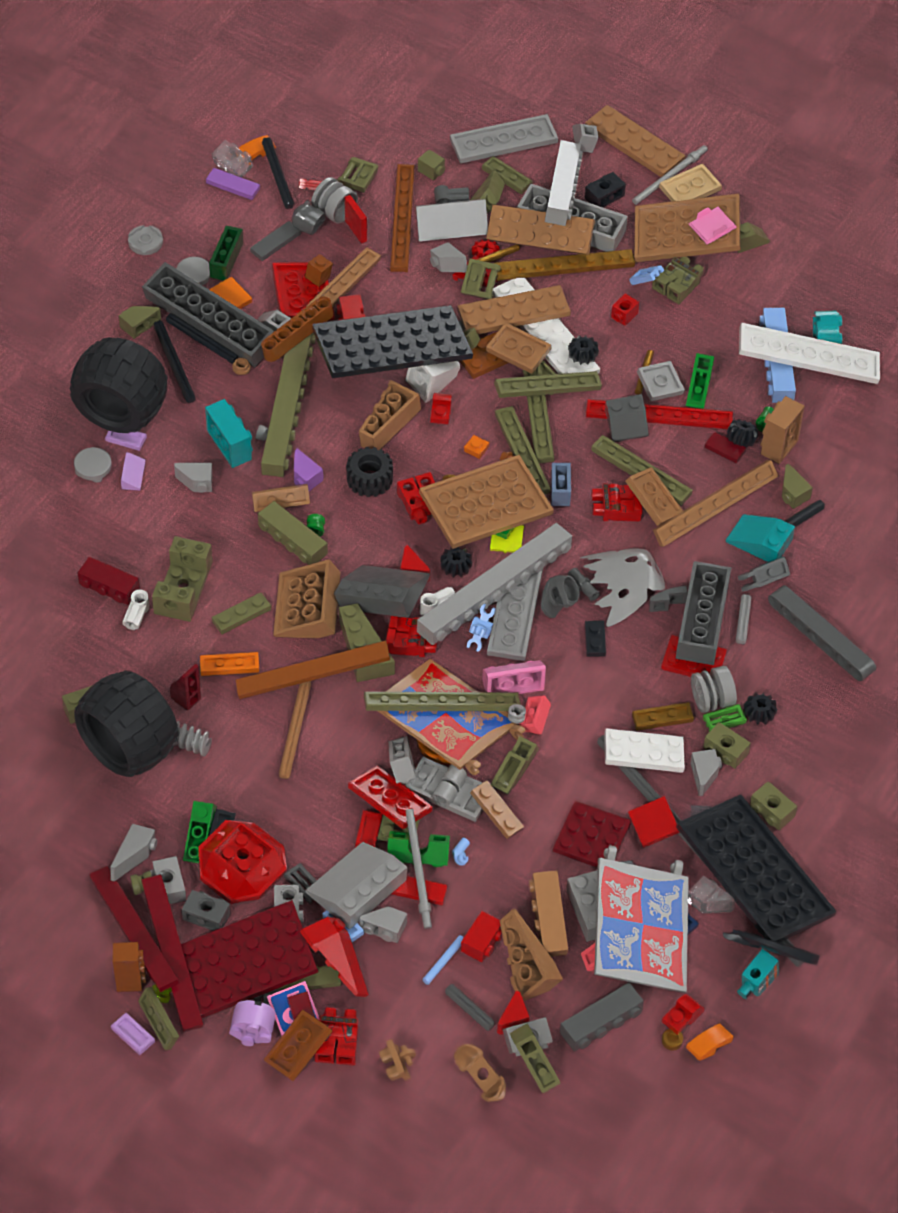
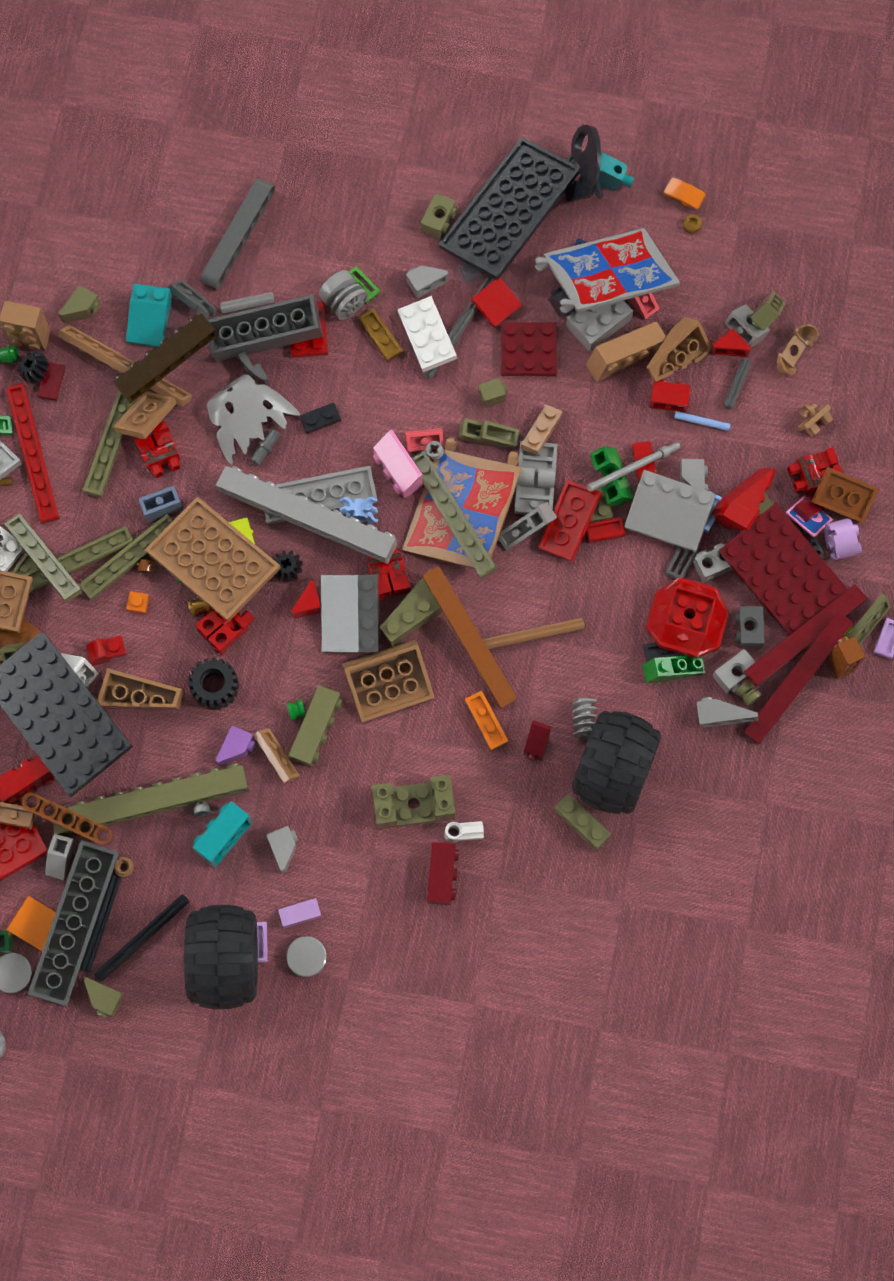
camera: 110 degrees left, 20 degrees up
(241, 613) = (423, 736): olive plate -> none
(429, 601) = (337, 563): white piece -> none
(459, 852) = (589, 448): light blue arm -> none
(556, 783) = (492, 392): none -> olive brick
(559, 593) = (283, 461): dark grey helmet -> none
(601, 1017) = (702, 280): dark grey brick -> none
(626, 418) = (54, 474): dark grey slope -> none
(682, 1014) = (666, 218): red brick -> none
(702, 522) = (165, 358): none -> dark brown brick
(710, 898) = (551, 235): clear slope -> none
(736, 748) = (392, 261): olive brick -> none
(760, 708) = (341, 256): black gear -> none
(806, 513) = (108, 290): black axle -> none

